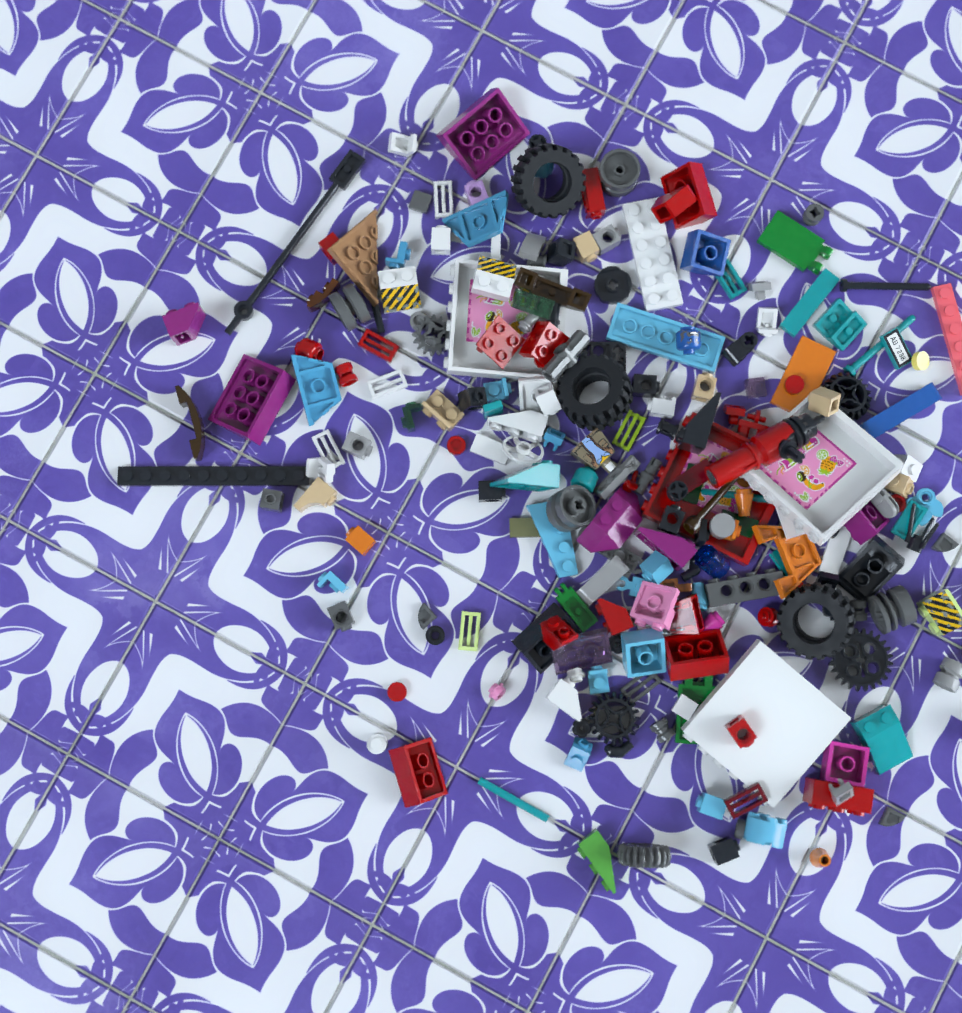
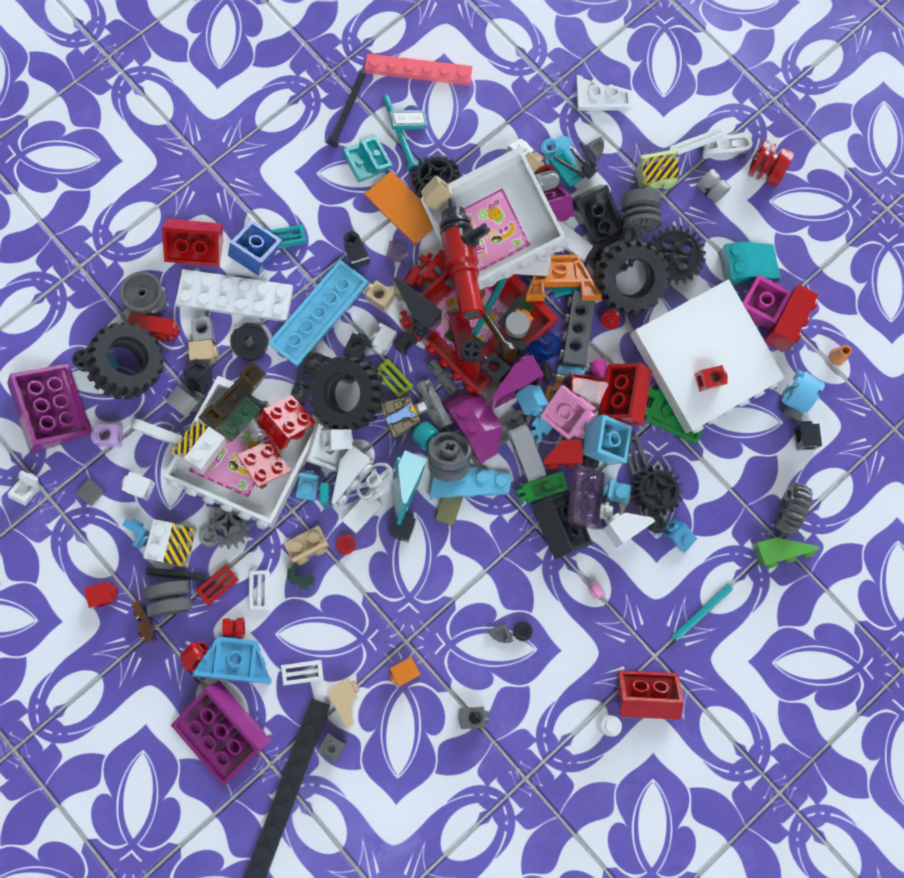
camera: 75 degrees left, 5 degrees down
(184, 323) = (114, 776): magenta slope -> none
(198, 444) = (245, 806): dark brown slope -> none
(320, 468) = (318, 685): white bracket -> none
(336, 584) = (438, 711): medium azure bracket -> none
(341, 179) = (31, 562): black bar -> none
(353, 438) = (301, 645): light grey brick -> none
(359, 256) = (119, 571): medium nougat tile -> none
(397, 691) = (564, 688): red tile -> none
(442, 183) = (113, 474): white tile -> none
(467, 647) = (545, 603): yellowish green tile -> none
(472, 399) = (307, 511): black brick -> none
(480, 220) = (134, 440): dark azure wing -> none
(553, 436) = (373, 448): dark azure tile -> none
(557, 633) = (566, 510): red slope -> none
(565, 355) = (302, 406): dark grey piece -> none
(618, 752) = (689, 498): black arm -> none
(630, 485) = (445, 394): red hand -> none
(662, 730) = (682, 450): dark grey wheel -> none
(673, 203) = (195, 256): red slope -> none
(684, 707) = (669, 422): white tile -> none
(688, 340) = (330, 291): blue head -> none
(710, 805) = (764, 432): medium azure brick -> none
(727, 801) = (768, 399): dark red tile -> none
(743, 501) = (499, 298): orange cone -> none
(759, 288) = (307, 213): light grey tile -> none
(766, 321) = (339, 218): white bracket -> none
(794, 243) = (277, 168): green tile -> none
(794, 384) = (407, 217): red tile -> none
(809, 302) = (337, 177): teal tile -> none
(810, 218) = (257, 147): dark grey wheel -> none
(841, 793) = (794, 311): light grey tile -> none
(891, 817) = (820, 283): dark grey tile -> none
(901, 411) = (466, 135): blue beam -> none
(920, 361) = (427, 104): light yellow tile -> none

